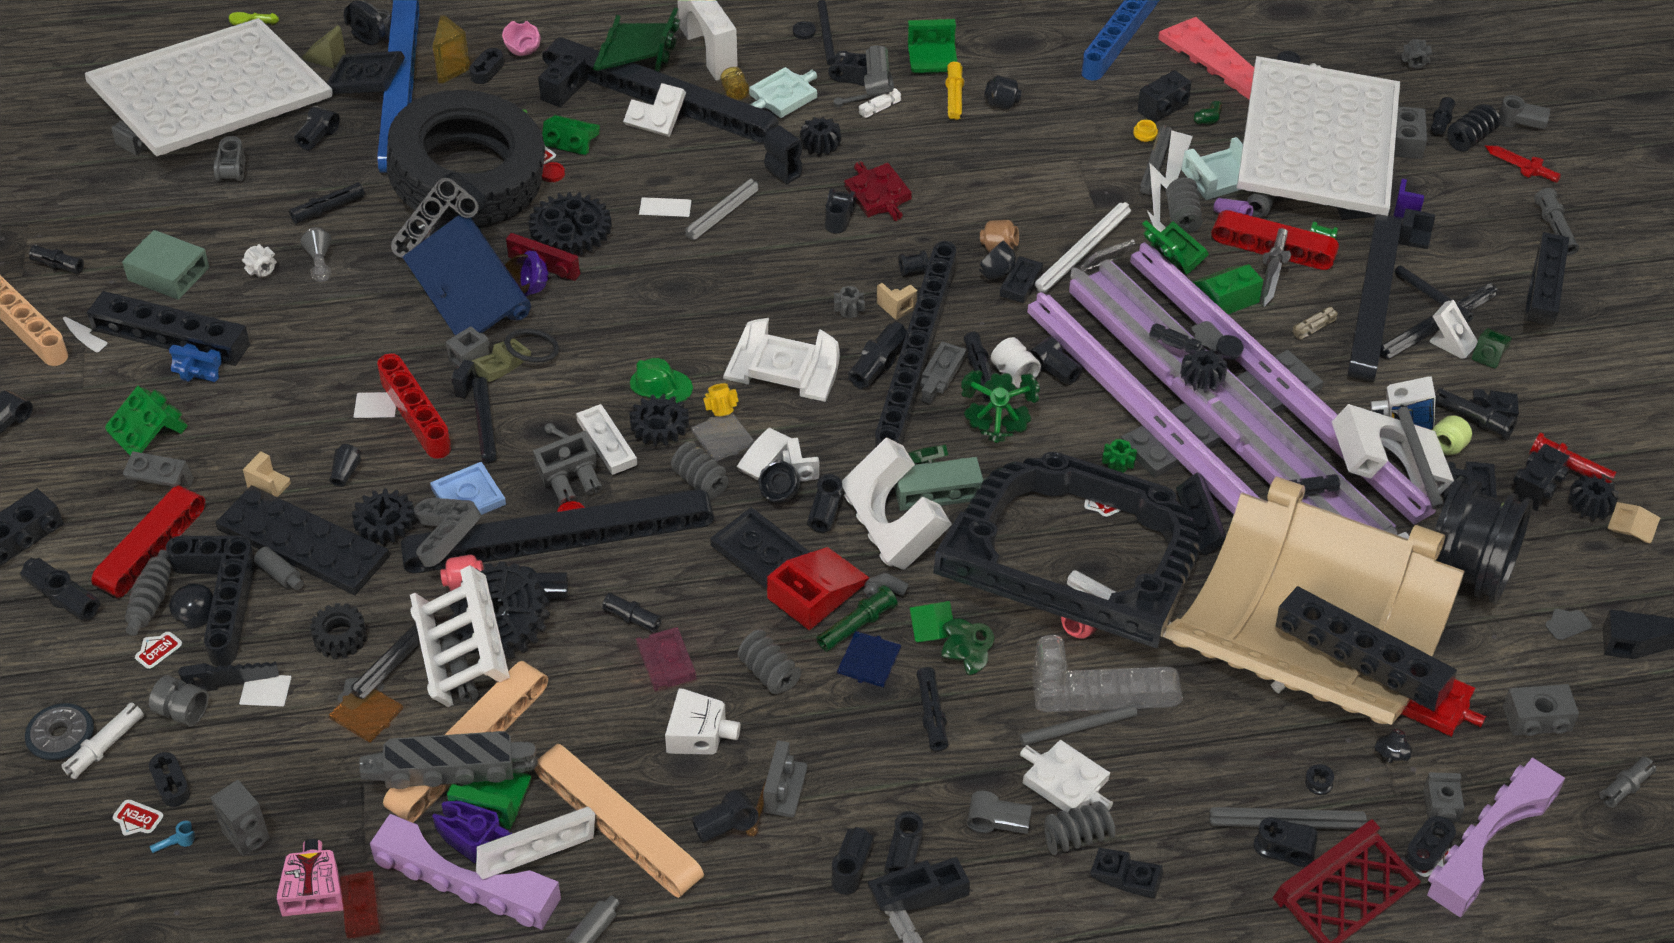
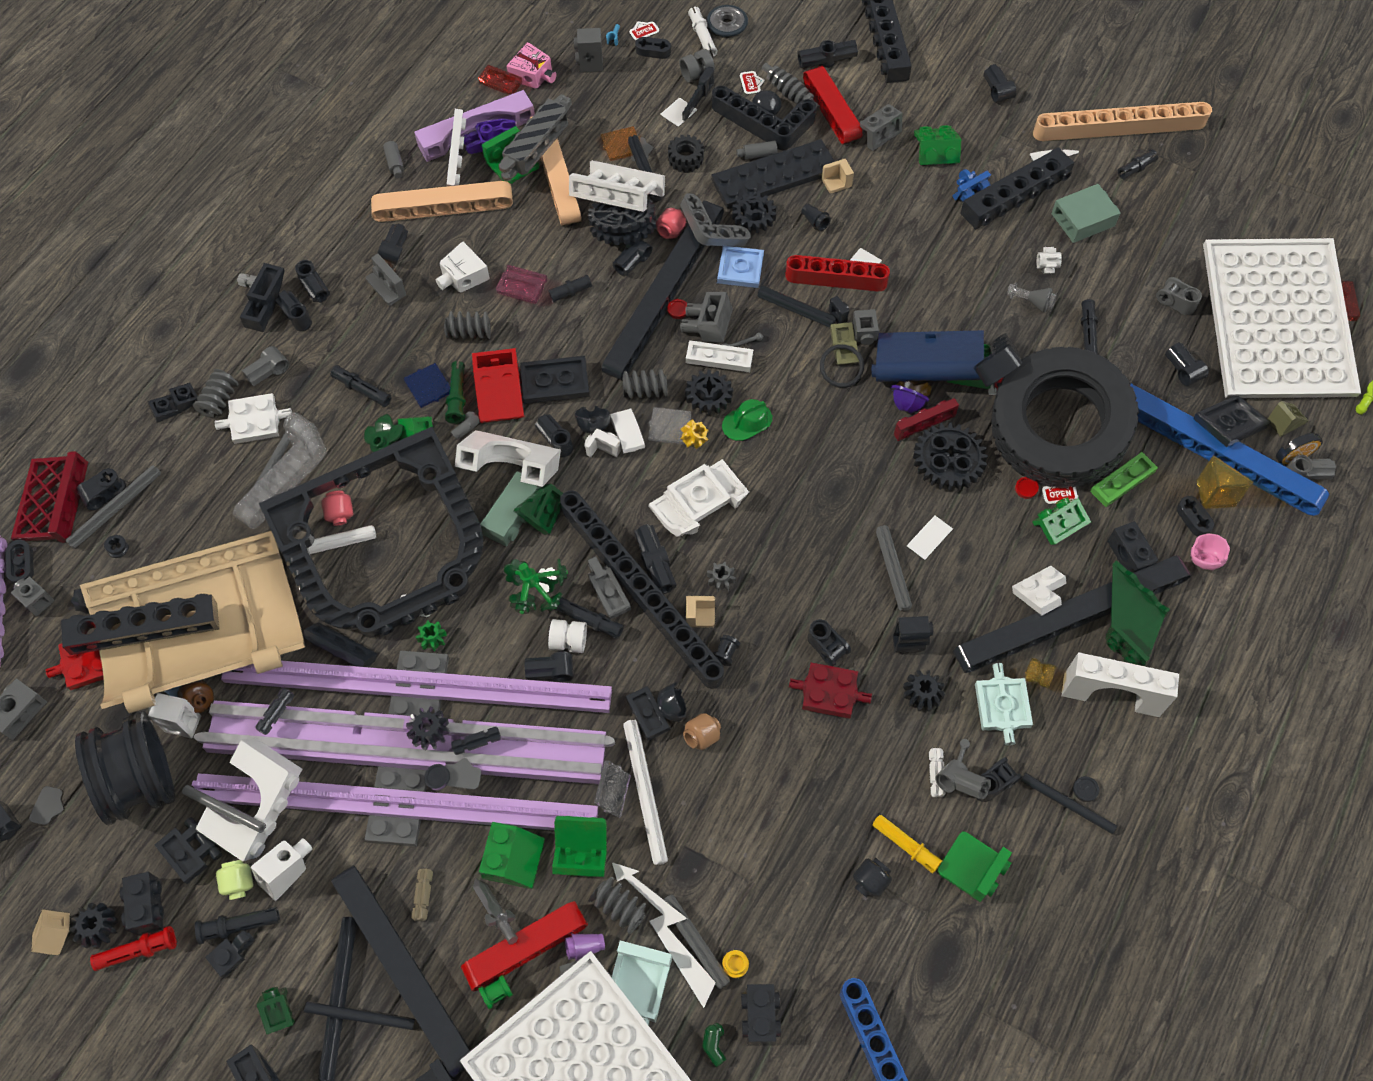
camera: 130 degrees right, 15 degrees up
(1454, 331) = (311, 987): white slope -> none

